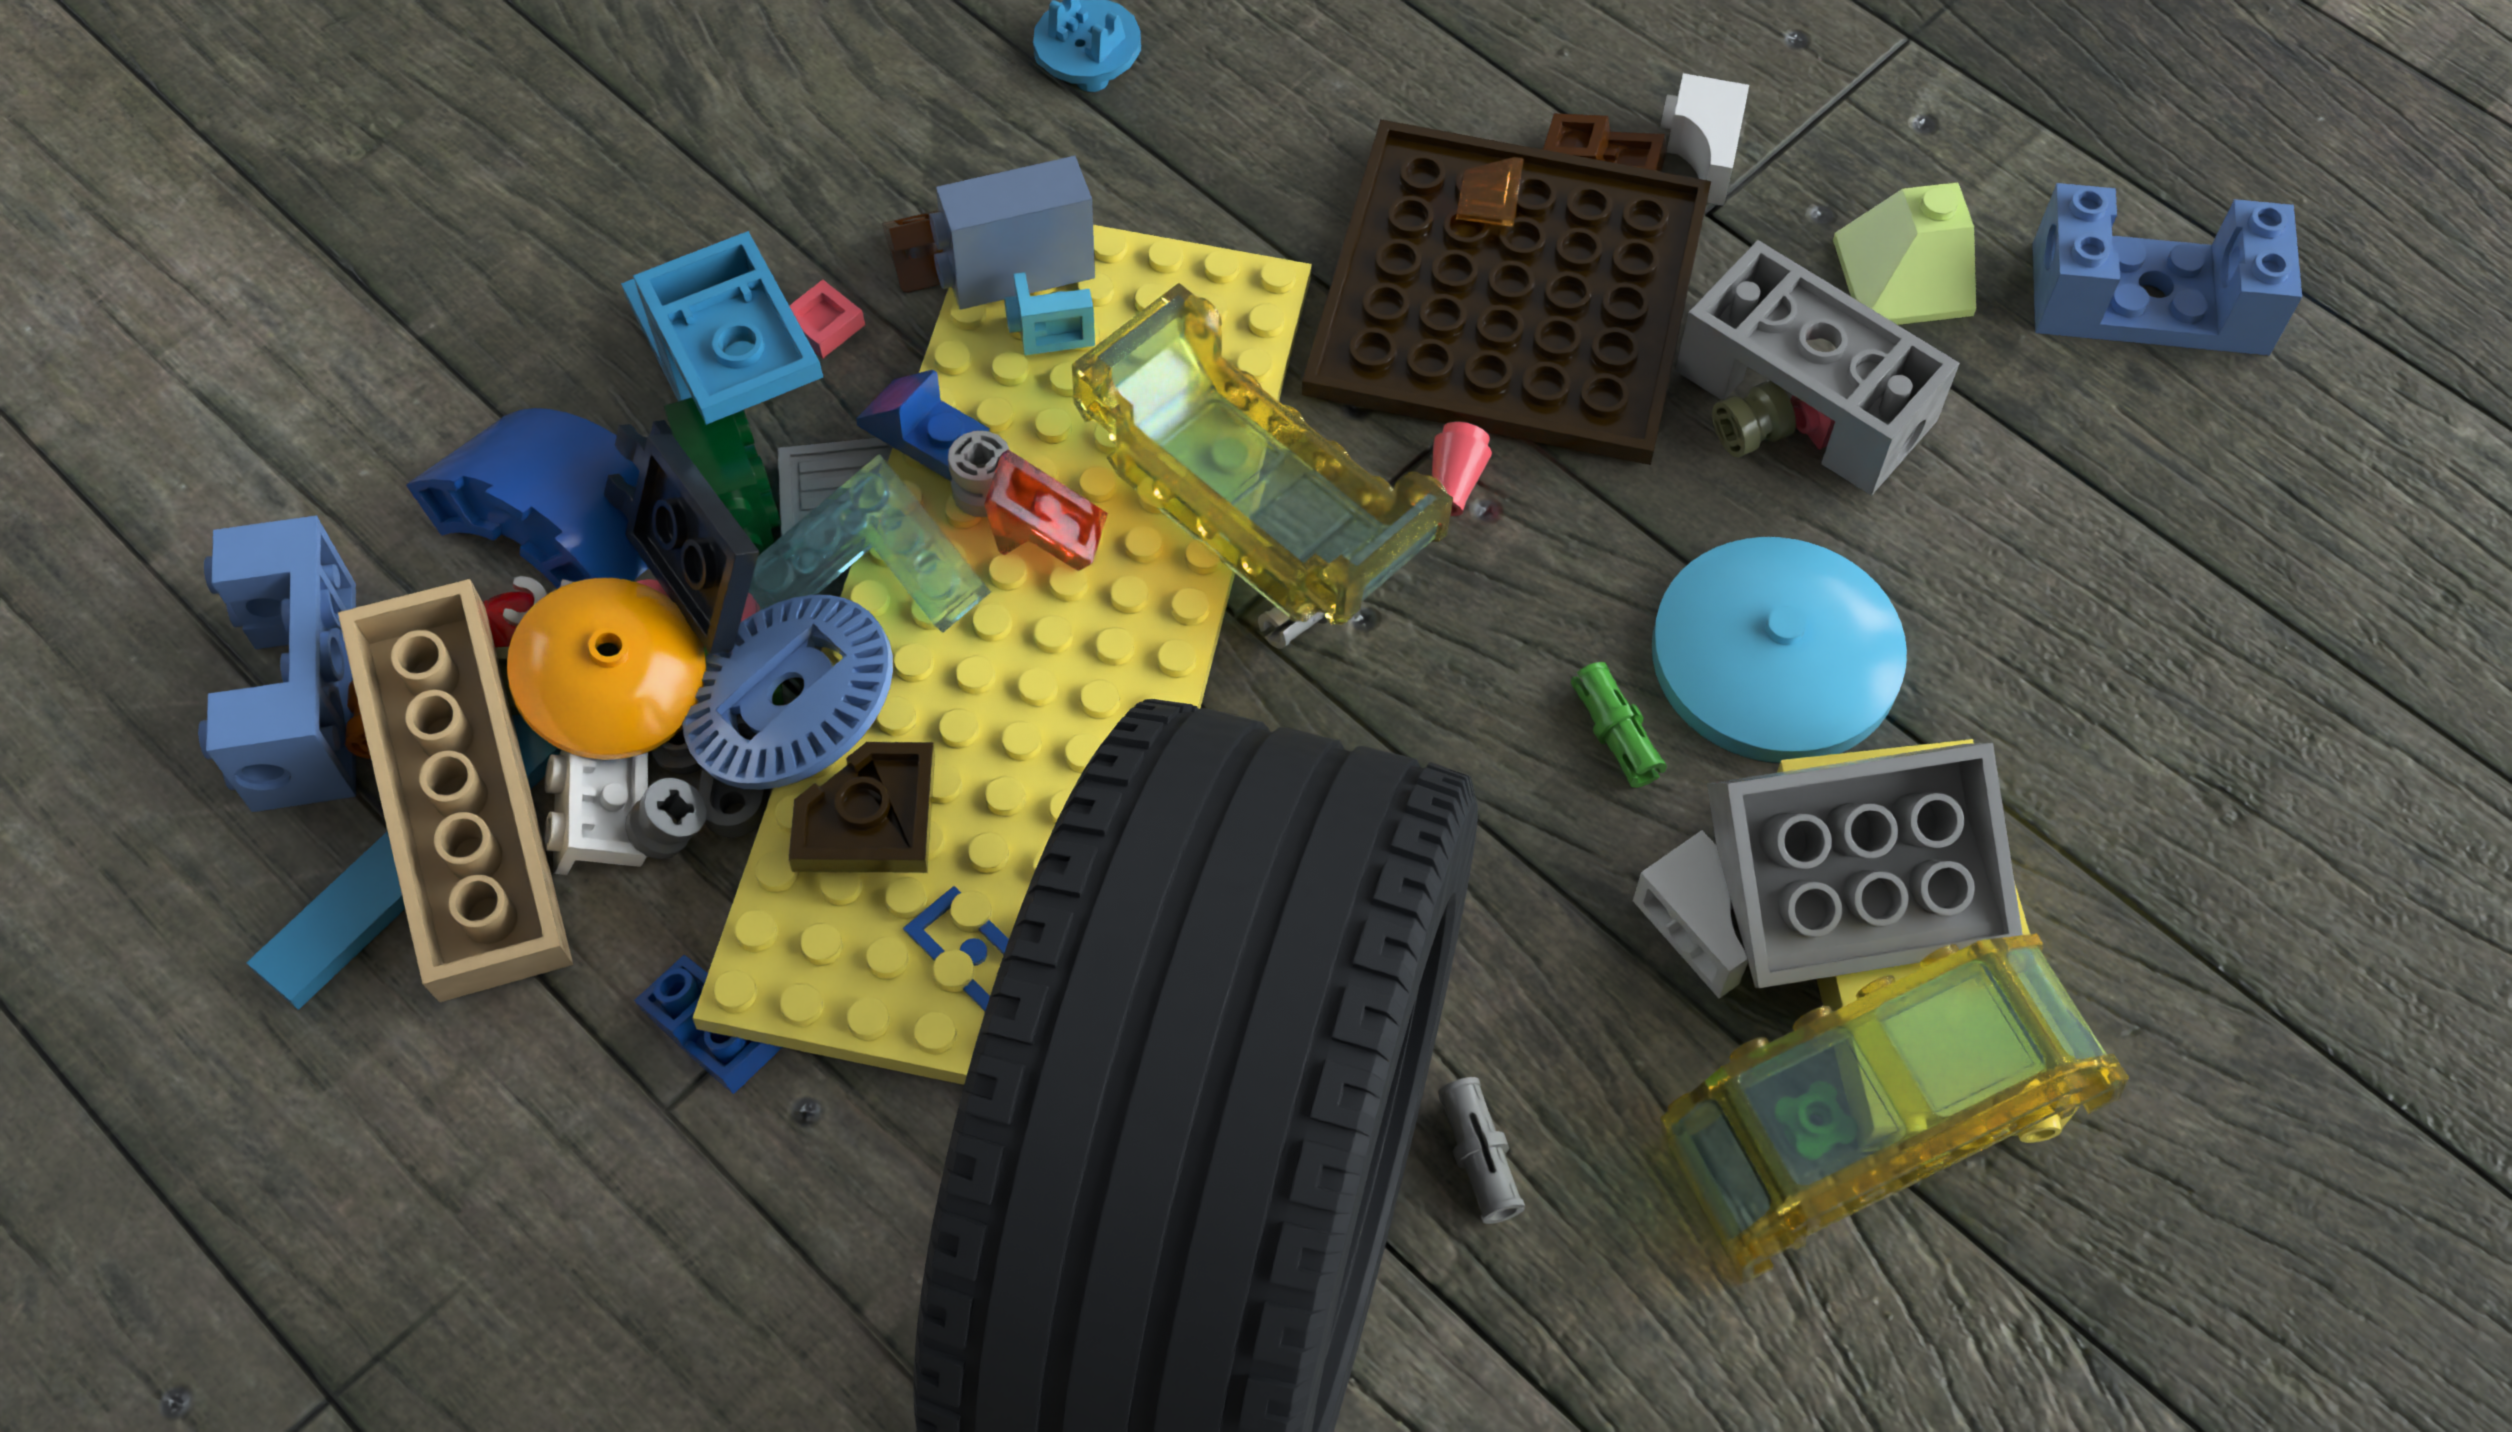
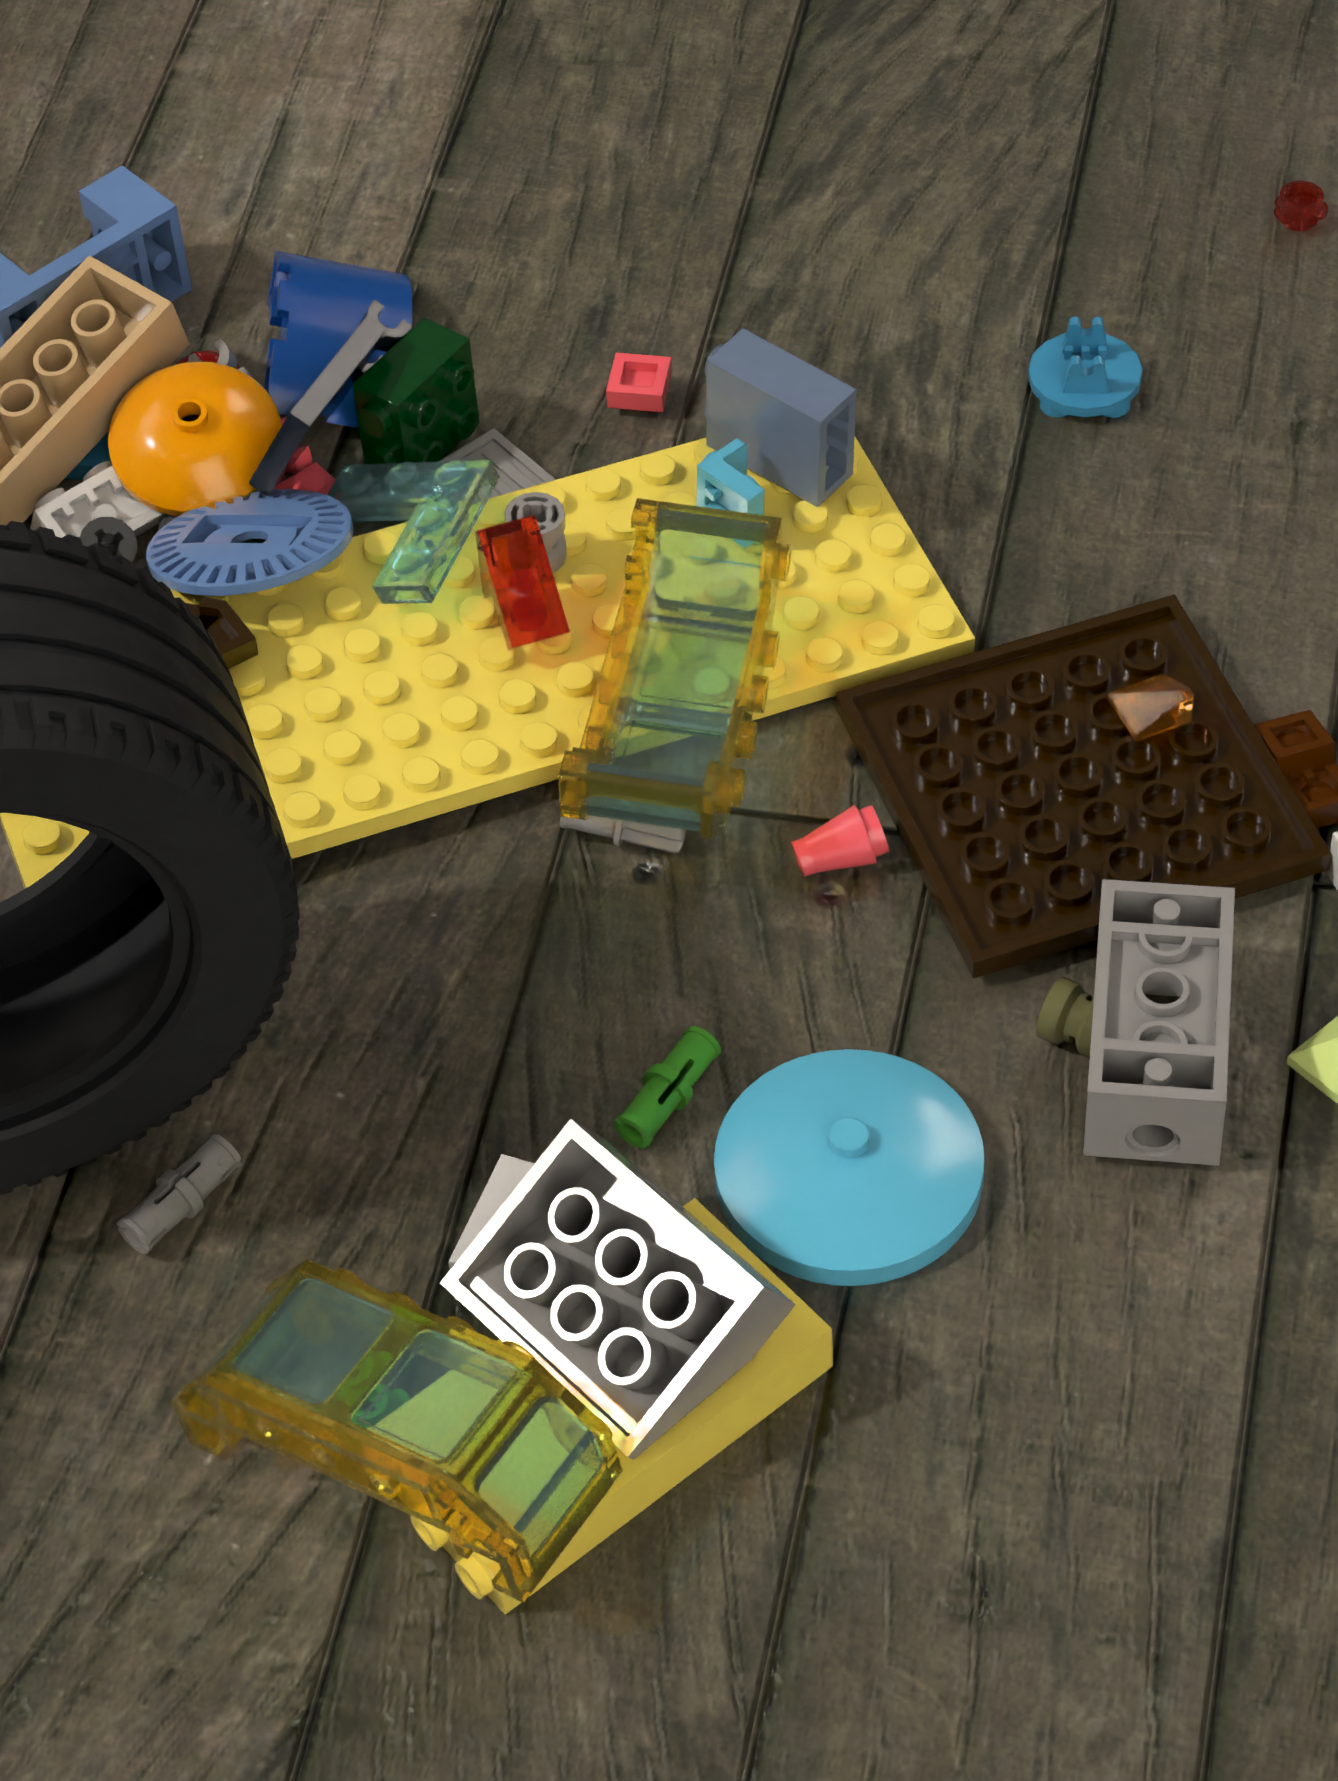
camera: 60 degrees right, 10 degrees down
(722, 328) = (533, 310): dark azure bracket -> none
(917, 420) = (565, 473): blue slope -> none

